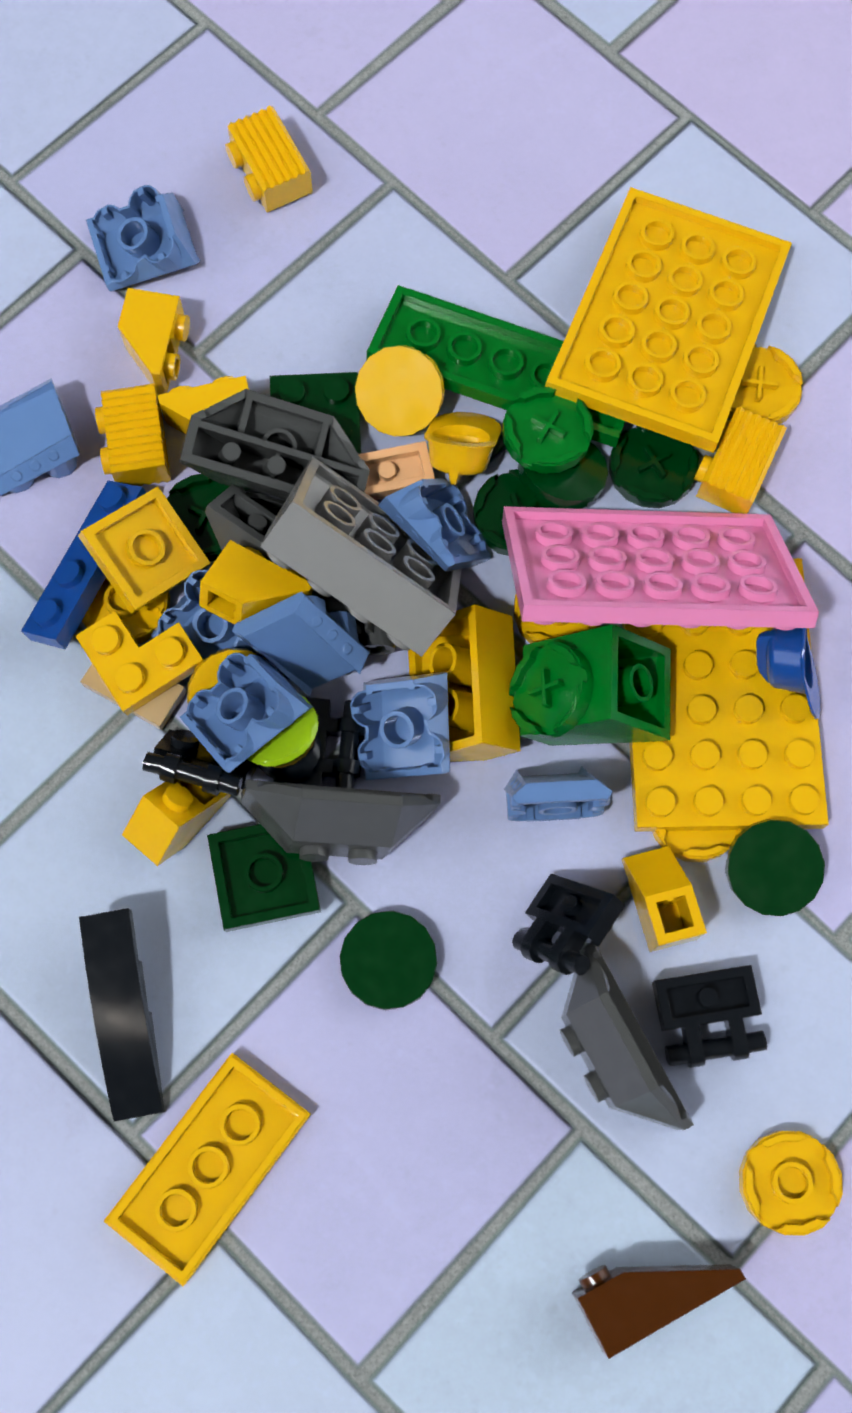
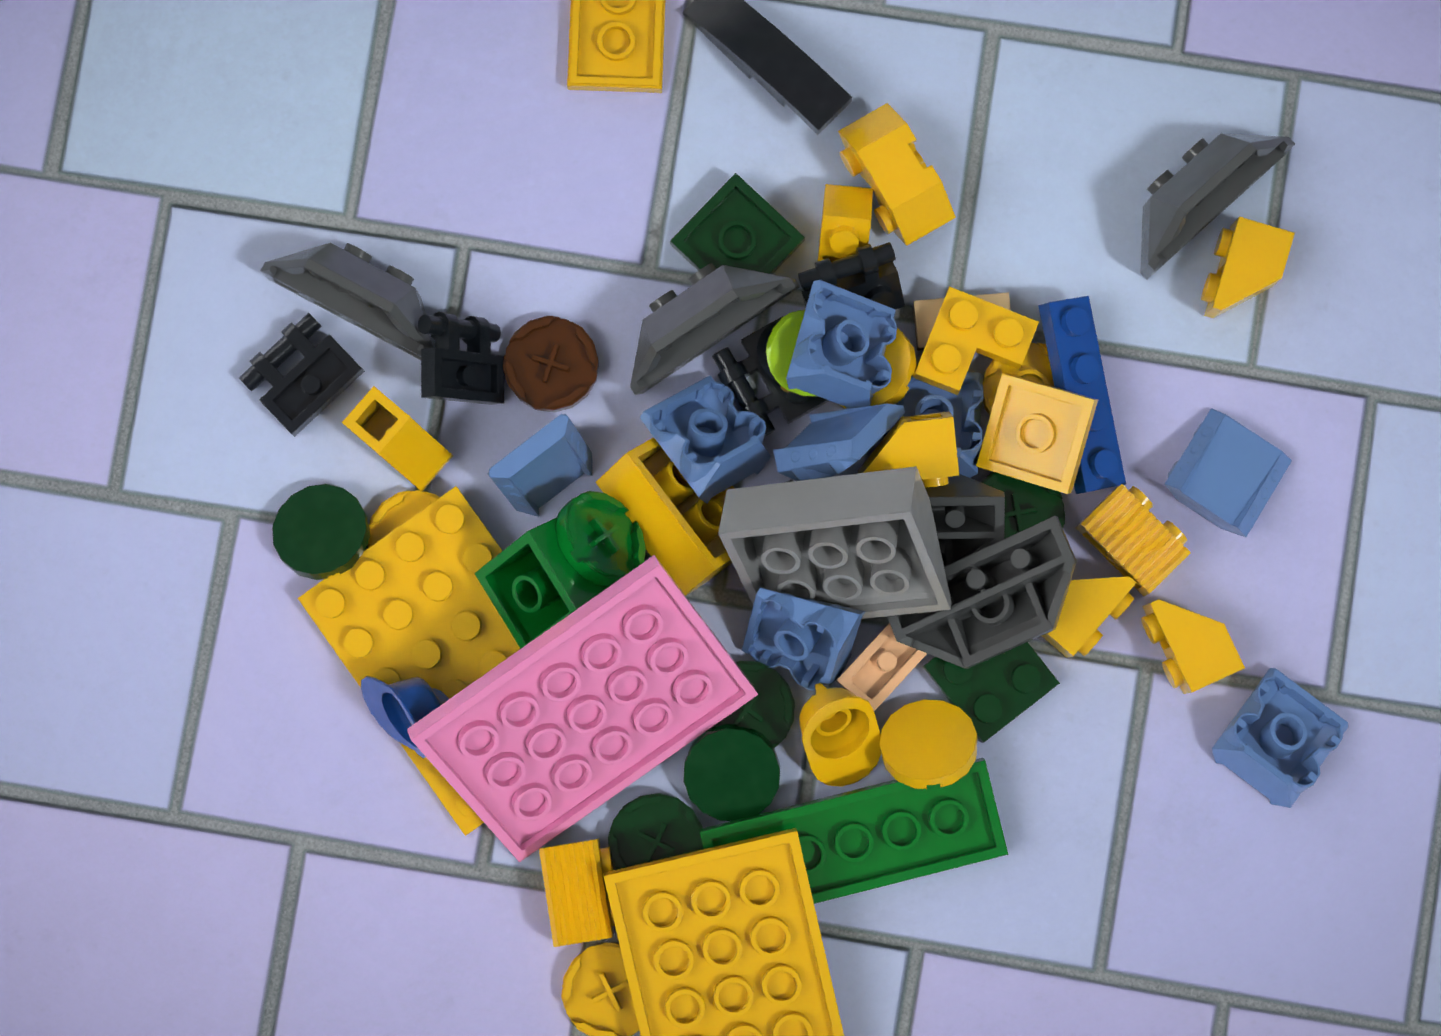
camera: 150 degrees right, 10 degrees up
(90, 856) = (907, 191): none -> yellow brick
(269, 159) = (1226, 905): yellow brick -> none
(388, 960) = (588, 243): dark green tile -> none
(489, 880) = (551, 364): none -> reddish brown tile
(547, 430) = (766, 790): green tile -> none
(637, 1301) = (220, 124): reddish brown slope -> none
(790, 1182) = (158, 289): yellow tile -> none

